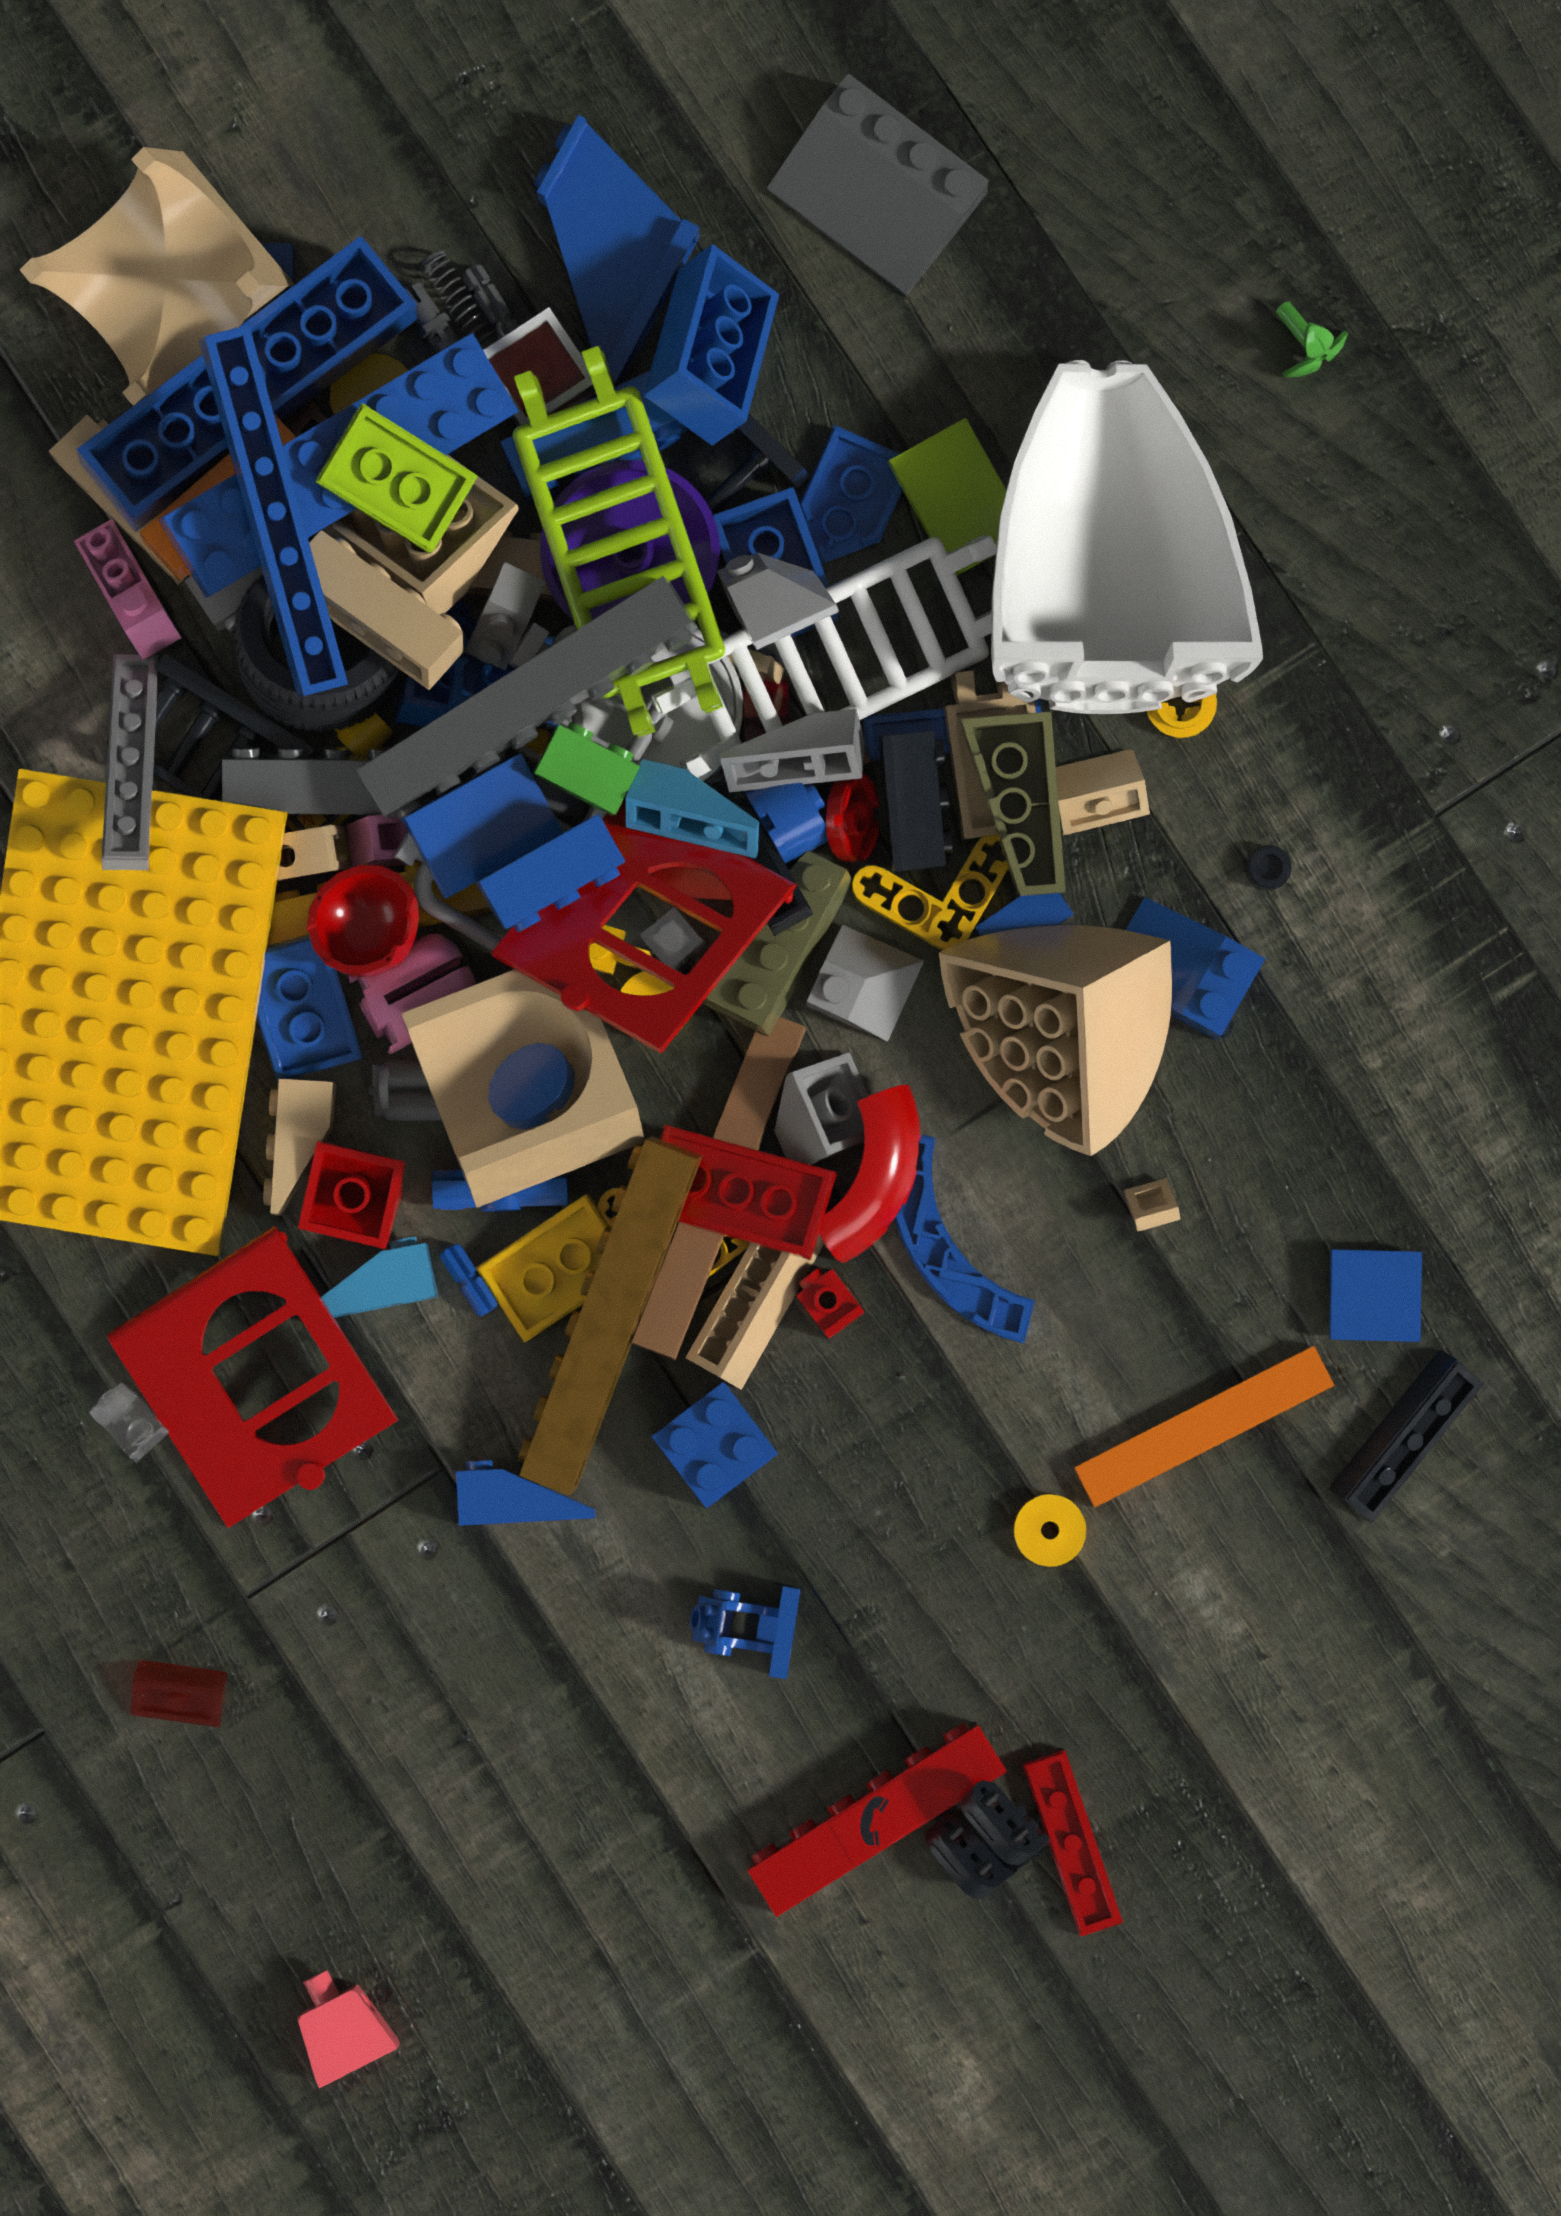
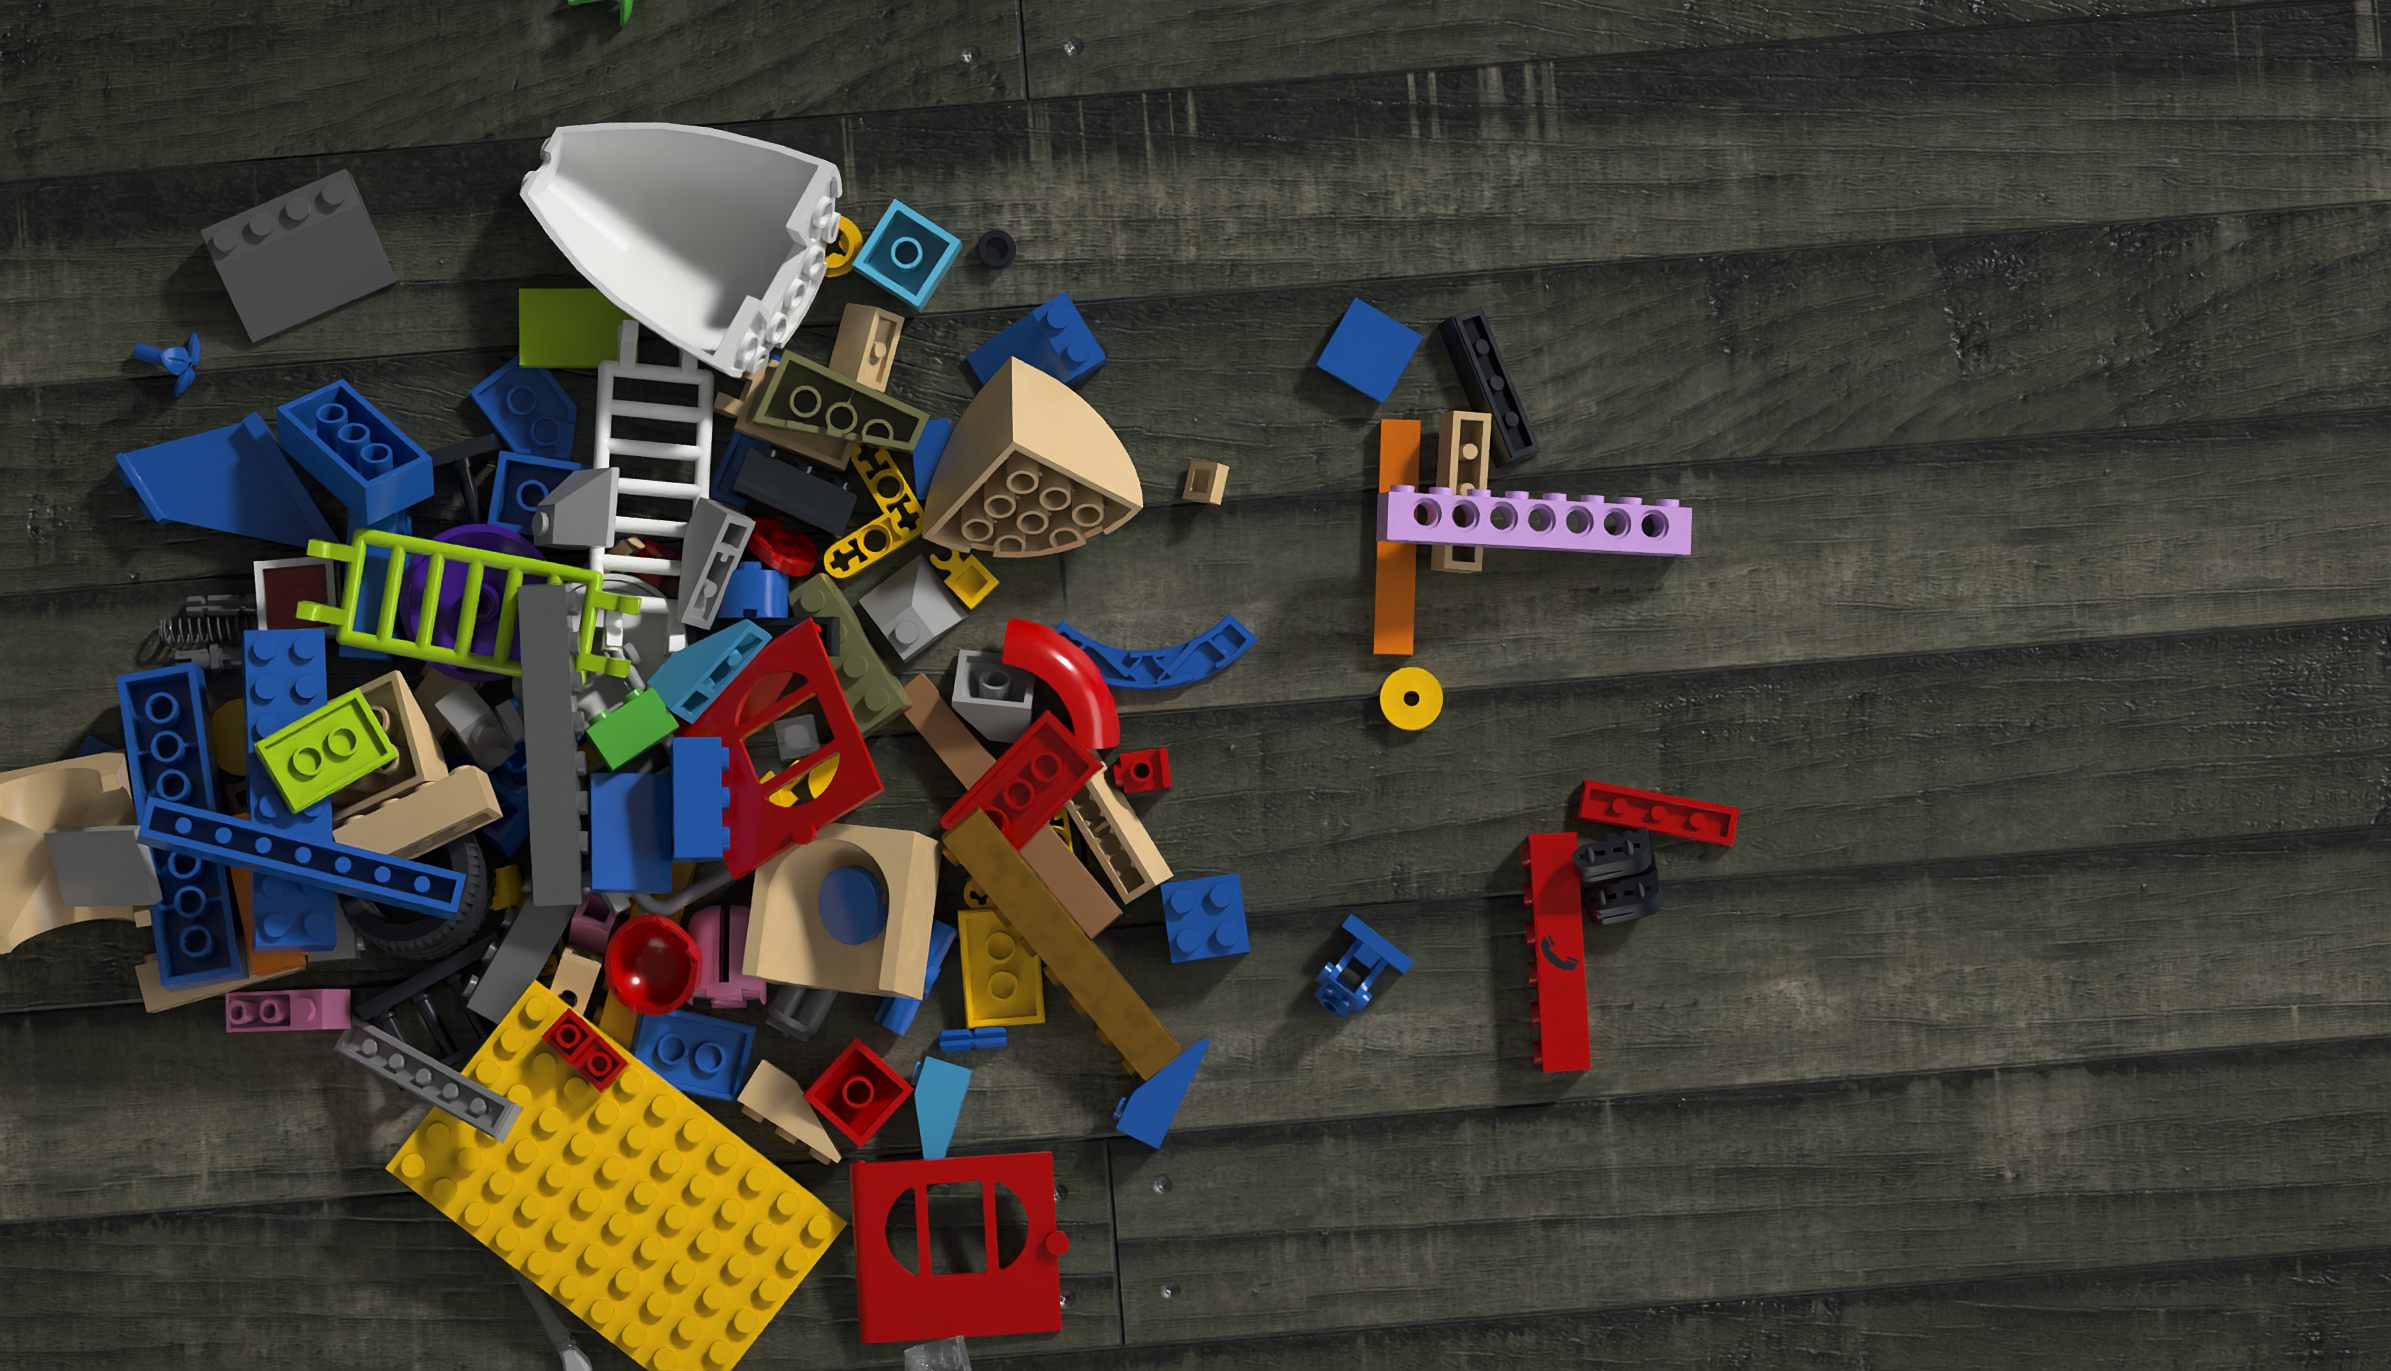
camera: 60 degrees left, 0 degrees up
(163, 326) = (102, 866): none -> light grey tile
(242, 901) = (586, 1050): none -> red slope
(705, 122) = (175, 360): none -> blue plant
(924, 1021) = (967, 578): none -> yellow plate
(1213, 782) = (907, 255): none -> medium azure brick
(1285, 1466) = (1461, 466): none -> tan brick
(1356, 1701) = (1398, 525): none -> lavender brick

